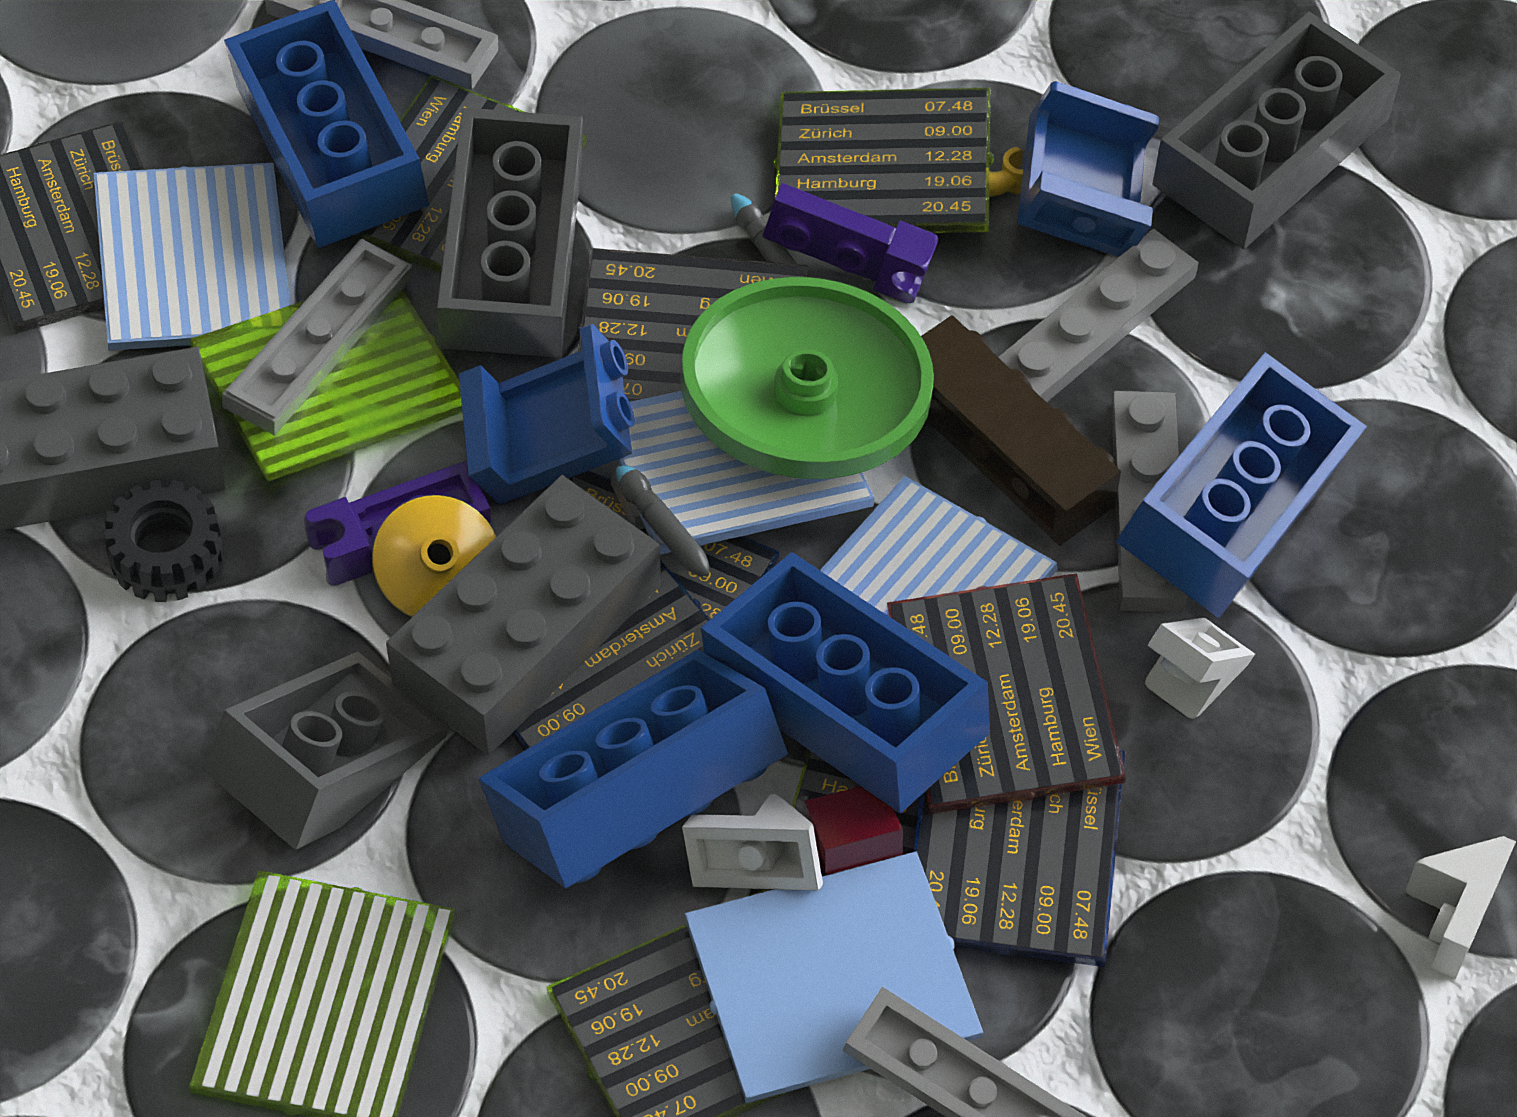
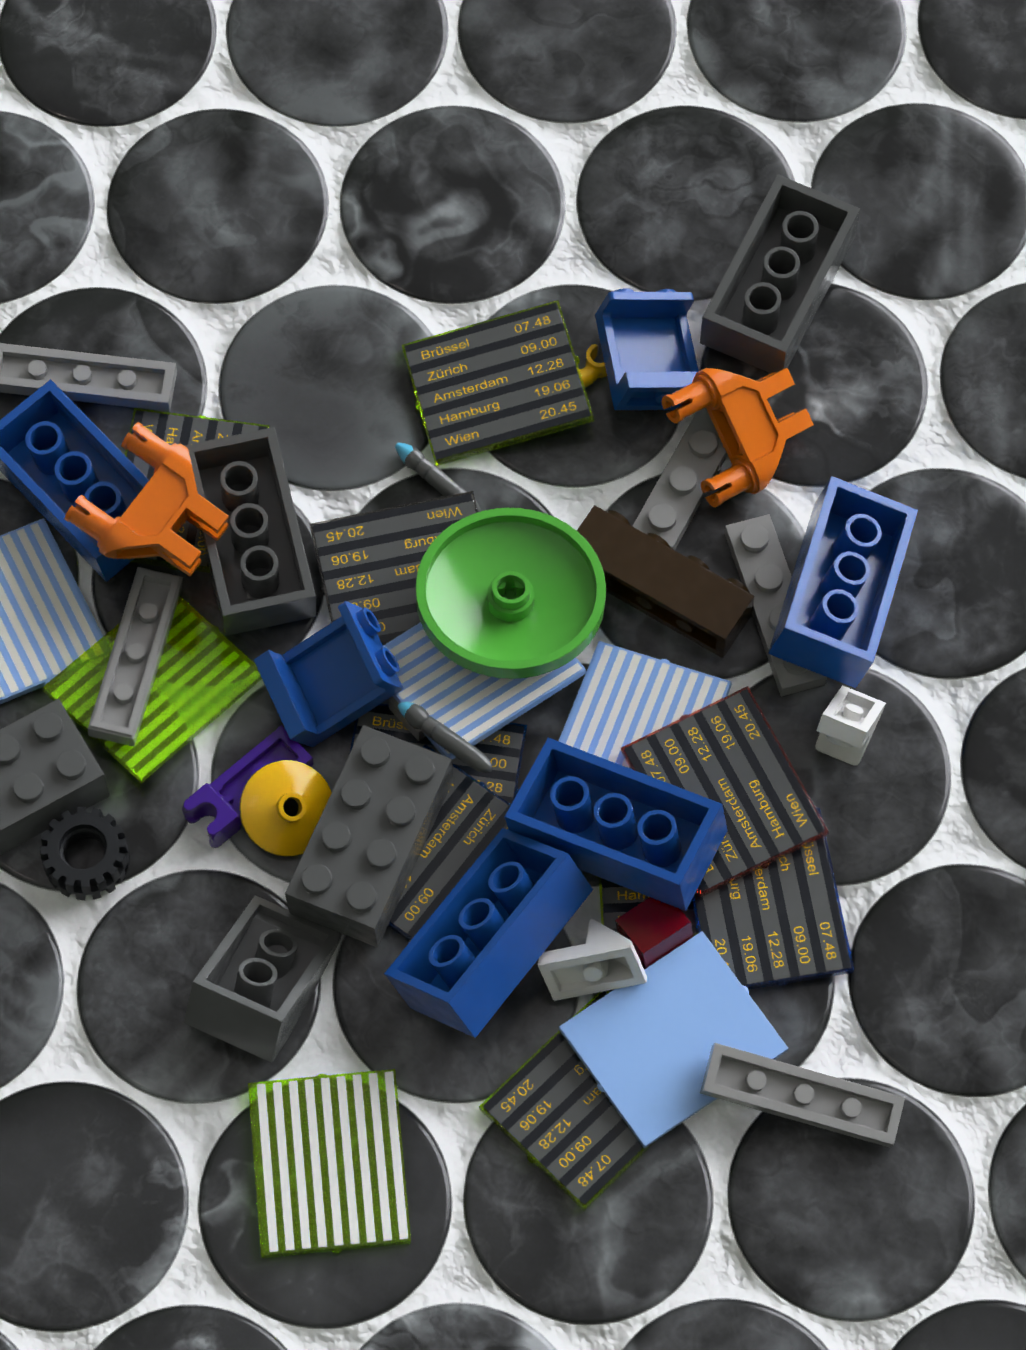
camera: 15 degrees left, 10 degrees up
(396, 164) = (157, 512): none -> orange connector
(852, 241) = (501, 463): dark purple plate -> none
(1174, 274) = (744, 425): none -> orange connector

